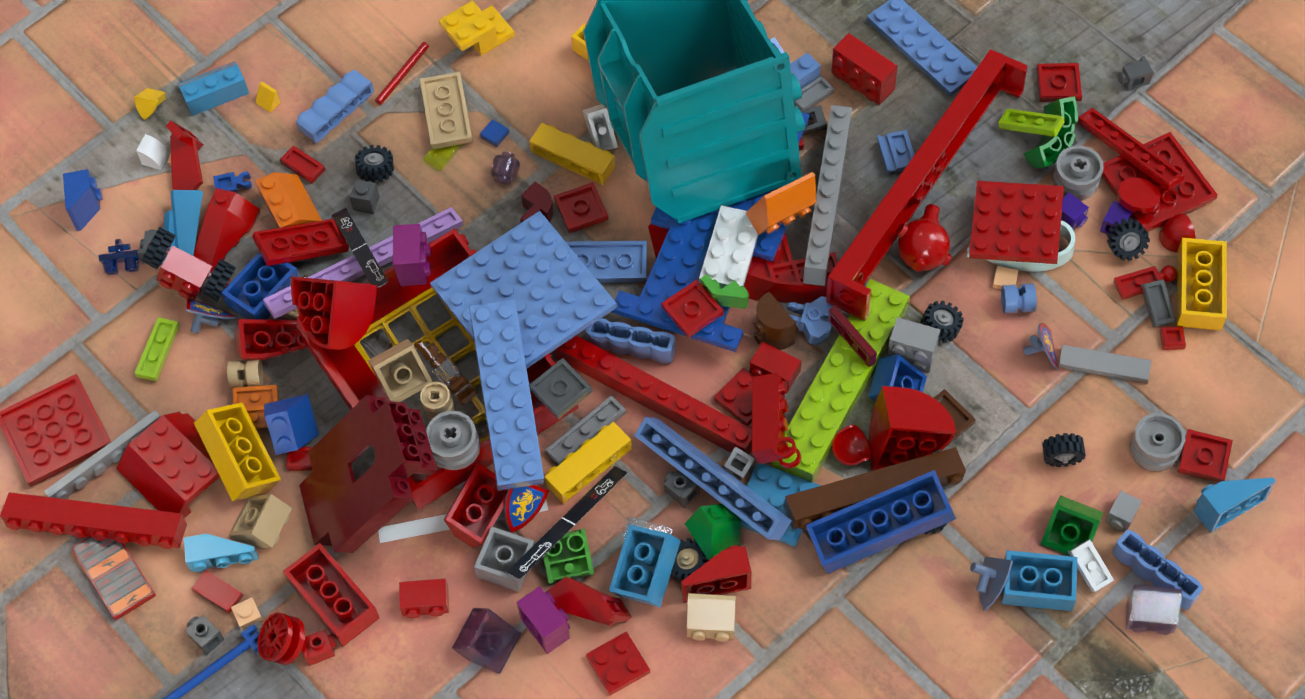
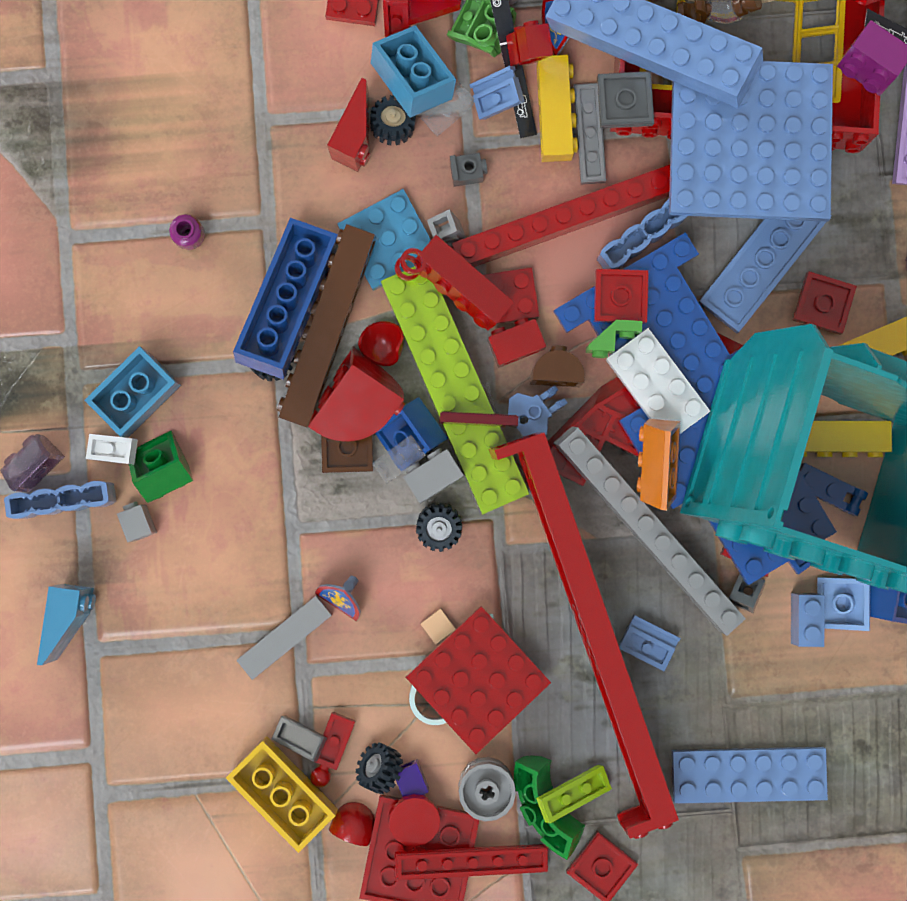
camera: 120 degrees right, 25 degrees up
(537, 199) = (853, 267): dark red brick -> none
(563, 495) = (529, 43): none -> red piece
(610, 504) = (497, 93): none -> medium blue plate
(711, 617) = (325, 95): tan slope -> none
(713, 478) = (447, 190): medium blue brick -> none
(714, 529) = (396, 157): green slope -> none
(814, 93) = (778, 620): light grey tile -> none
(864, 69) = (762, 686): red brick -> none
(894, 635) = (179, 229): none -> magenta head
(922, 376) = (398, 459): none -> clear slope
(924, 242) = (527, 576): red piece -> none
(992, 579) = (166, 355): sand blue shield -> none
(1018, 298) = (409, 607): medium blue wheel -> none
(1063, 450) = (228, 519): black wheel -> none
(1074, 211) = (450, 747): dark purple brick -> none
(1157, 442) = (164, 623): light grey wheel -> none
(1172, 338) = (259, 721): red tile -> none
(1205, 456) = (127, 641): red plate -> none

